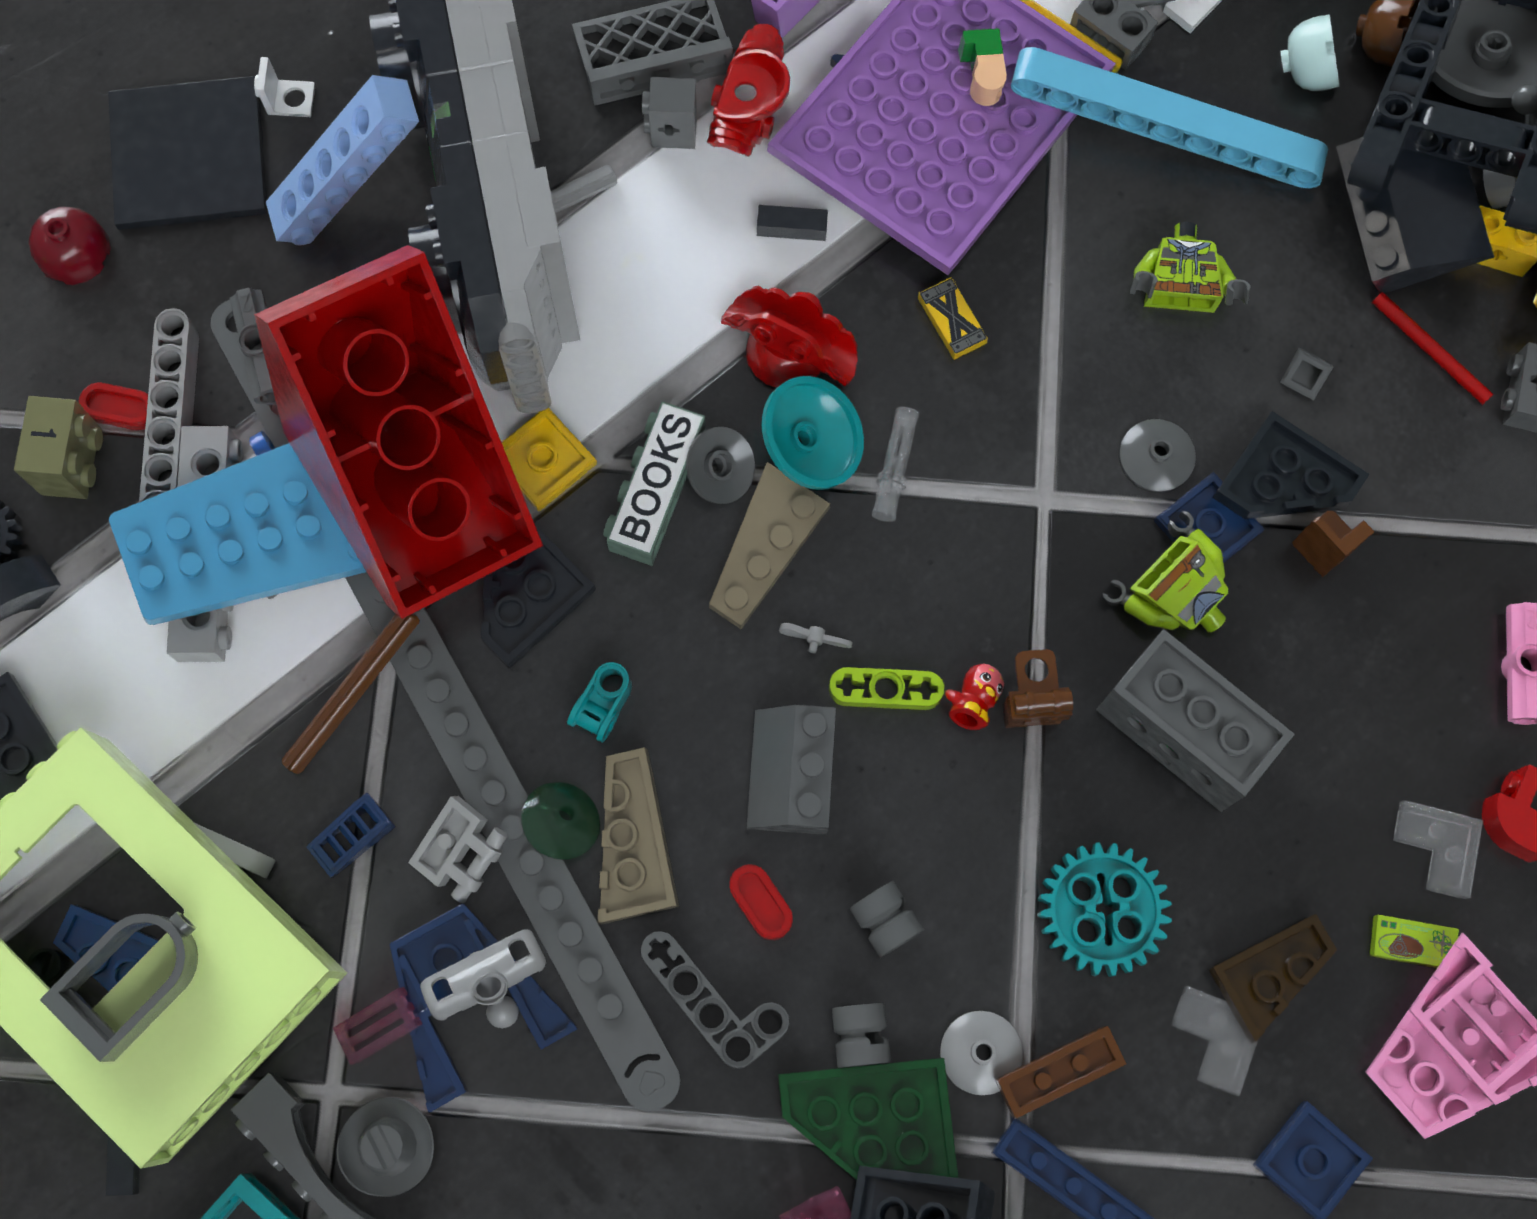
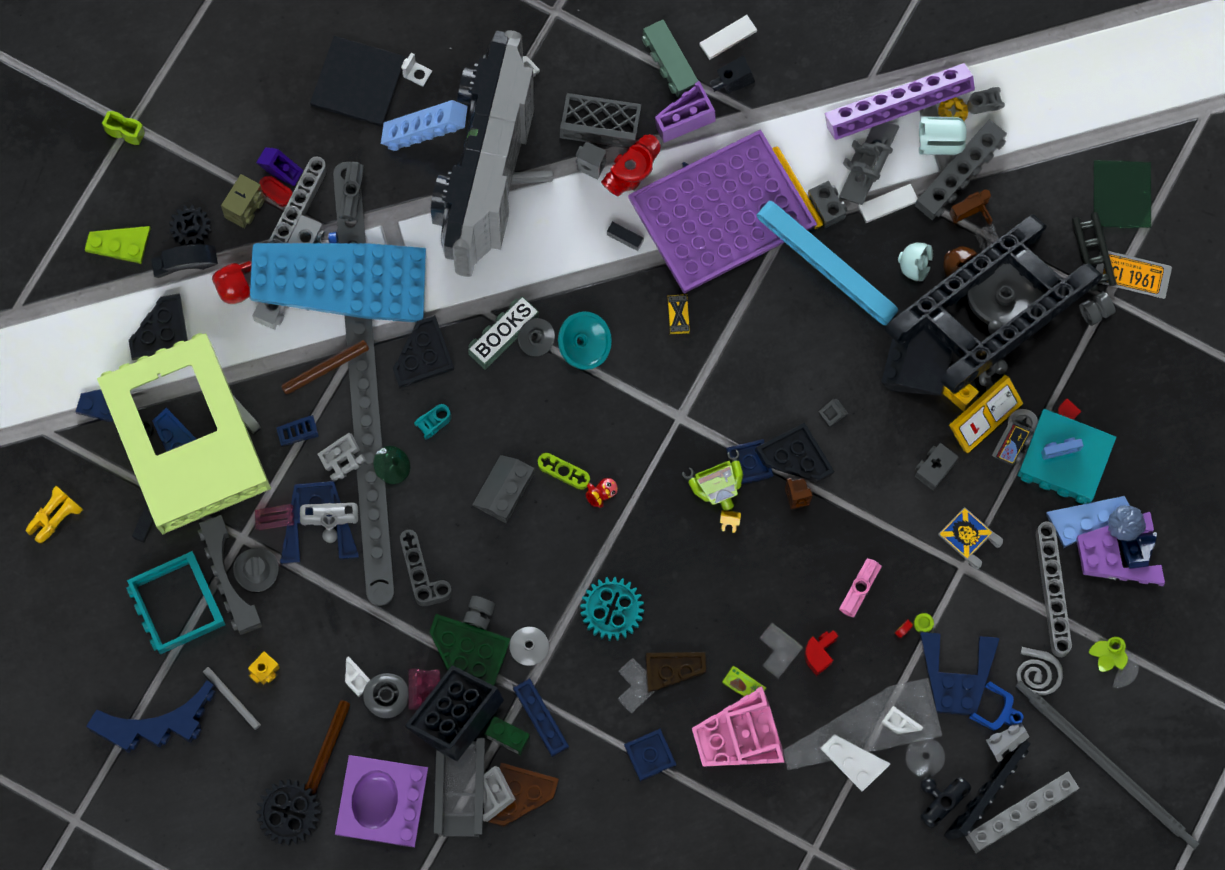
camera: 25 degrees right, 0 degrees up
(69, 245) = (285, 104): dark red cylinder -> none
(85, 1022) = (159, 456): dark grey window -> none
(100, 608) = (231, 282): none -> red piece
(103, 356) = (279, 166): none -> dark purple slope
(396, 430) = (394, 265): red slope -> none
(546, 458) = (457, 298): yellow tile -> none
(635, 852) = (417, 496): dark tan wing -> none
(761, 902) = (463, 539): red tile -> none
(768, 540) = (540, 382): dark tan wing -> none
(791, 336) = (589, 298): red piece -> none
(814, 636) = (542, 433): light grey piece -> none
(885, 503) = (611, 378): clear pin -> none
(886, 919) = (513, 567): dark grey wheel -> none
(987, 63) = (748, 205): leg -> none
(1037, 701) = (626, 505): reddish brown piece -> none
(1060, 1072) = (558, 667): reddish brown plate -> none
(1154, 471) = (742, 429): dark grey dish -> none
(1187, 274) = (797, 340): torso -> none
(1195, 722) = (689, 543): dark grey piece -> none
(1230, 641) = (730, 518): none -> yellow tile
(1432, 348) = (899, 426): red bar -> none

